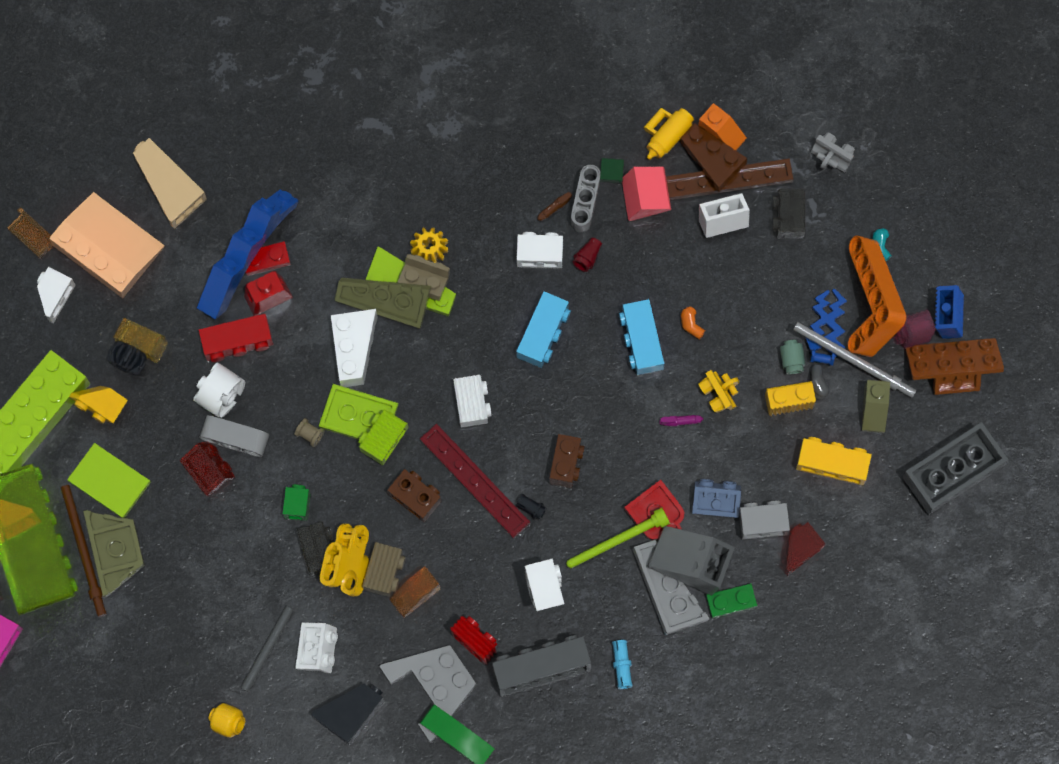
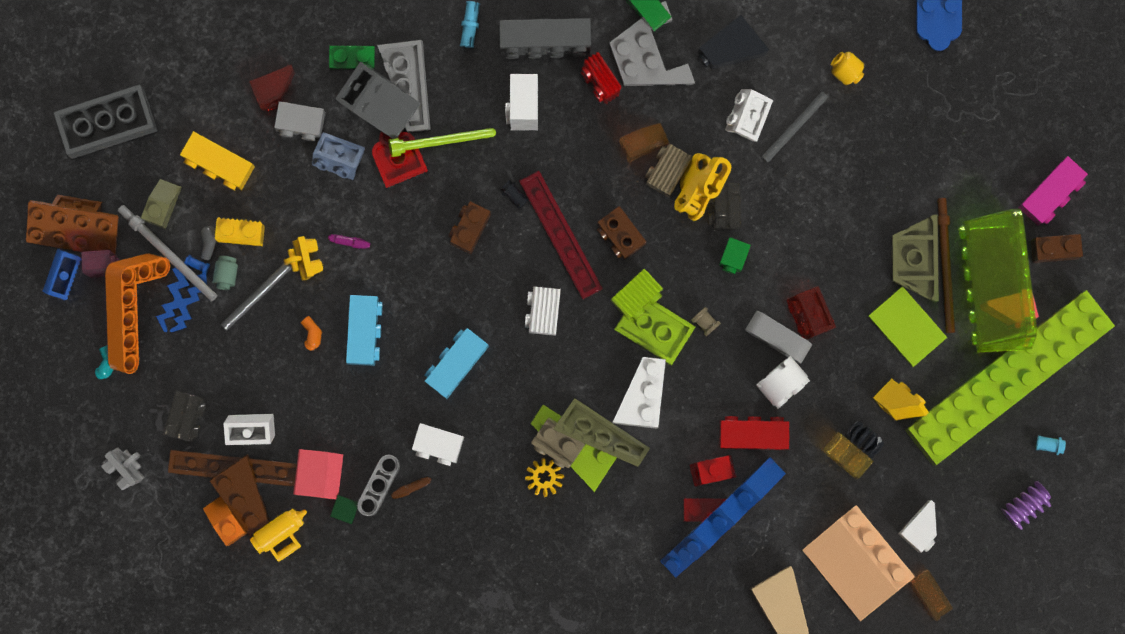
camera: 170 degrees left, 10 degrees up
(587, 255) = (392, 428): dark red cone -> none
(757, 343) = (255, 296): none -> dark grey bar

